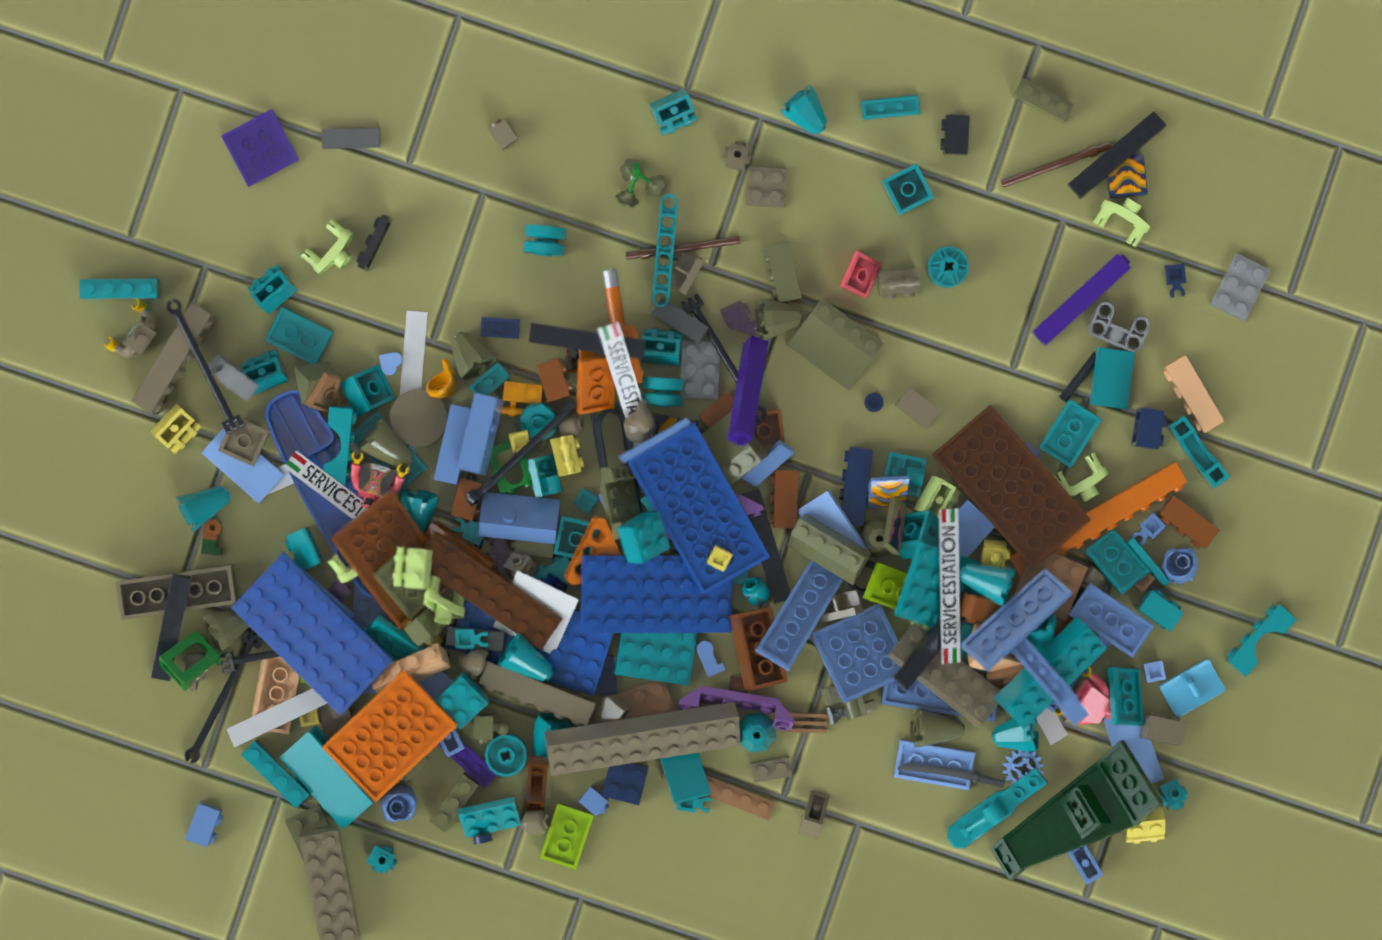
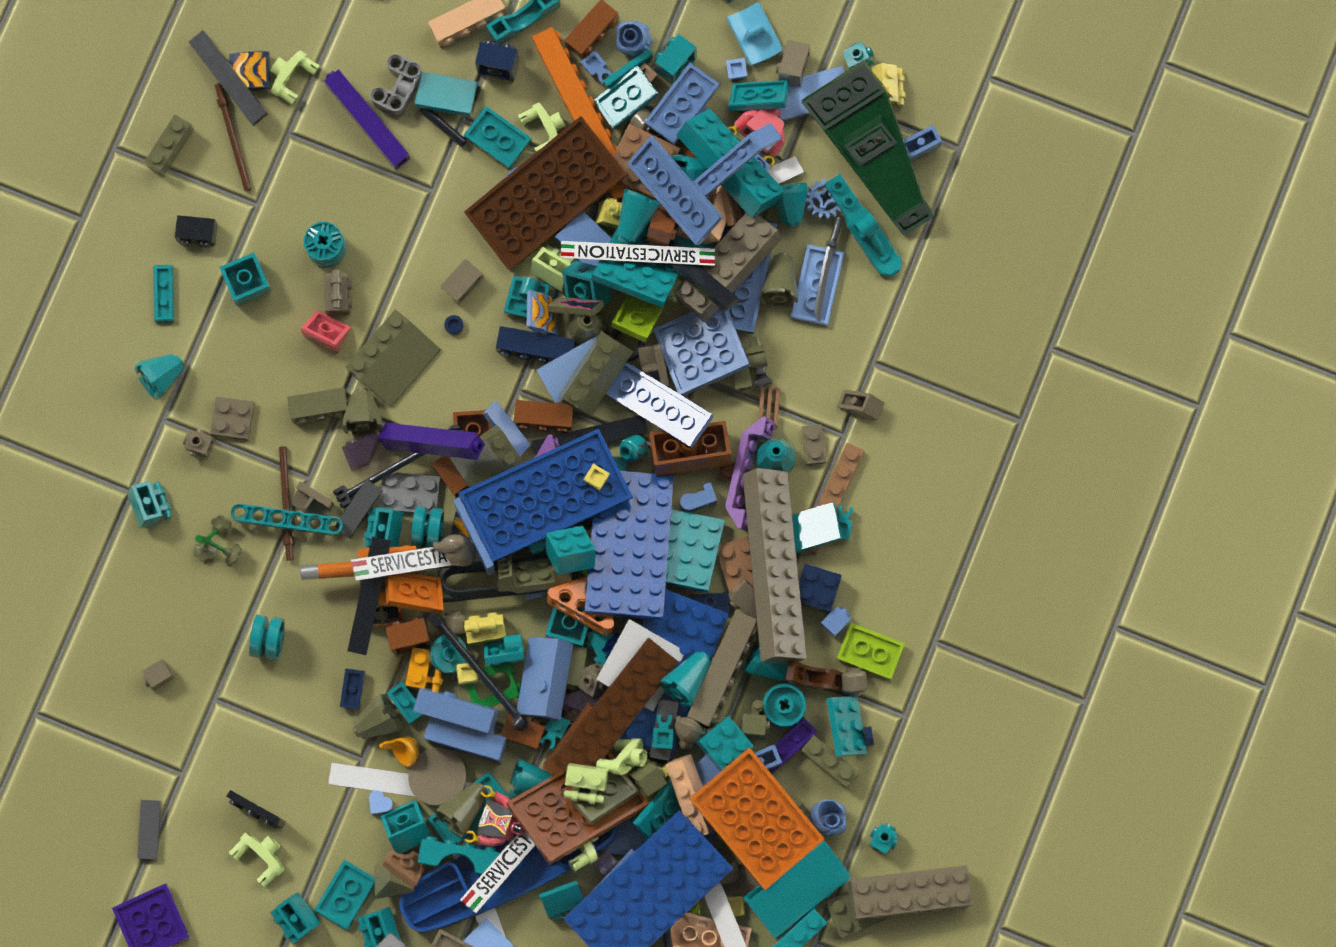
camera: 80 degrees left, 10 degrees down
(585, 500) = (532, 613): teal tile -> none
(1175, 275) = (351, 29): dark blue plate -> none

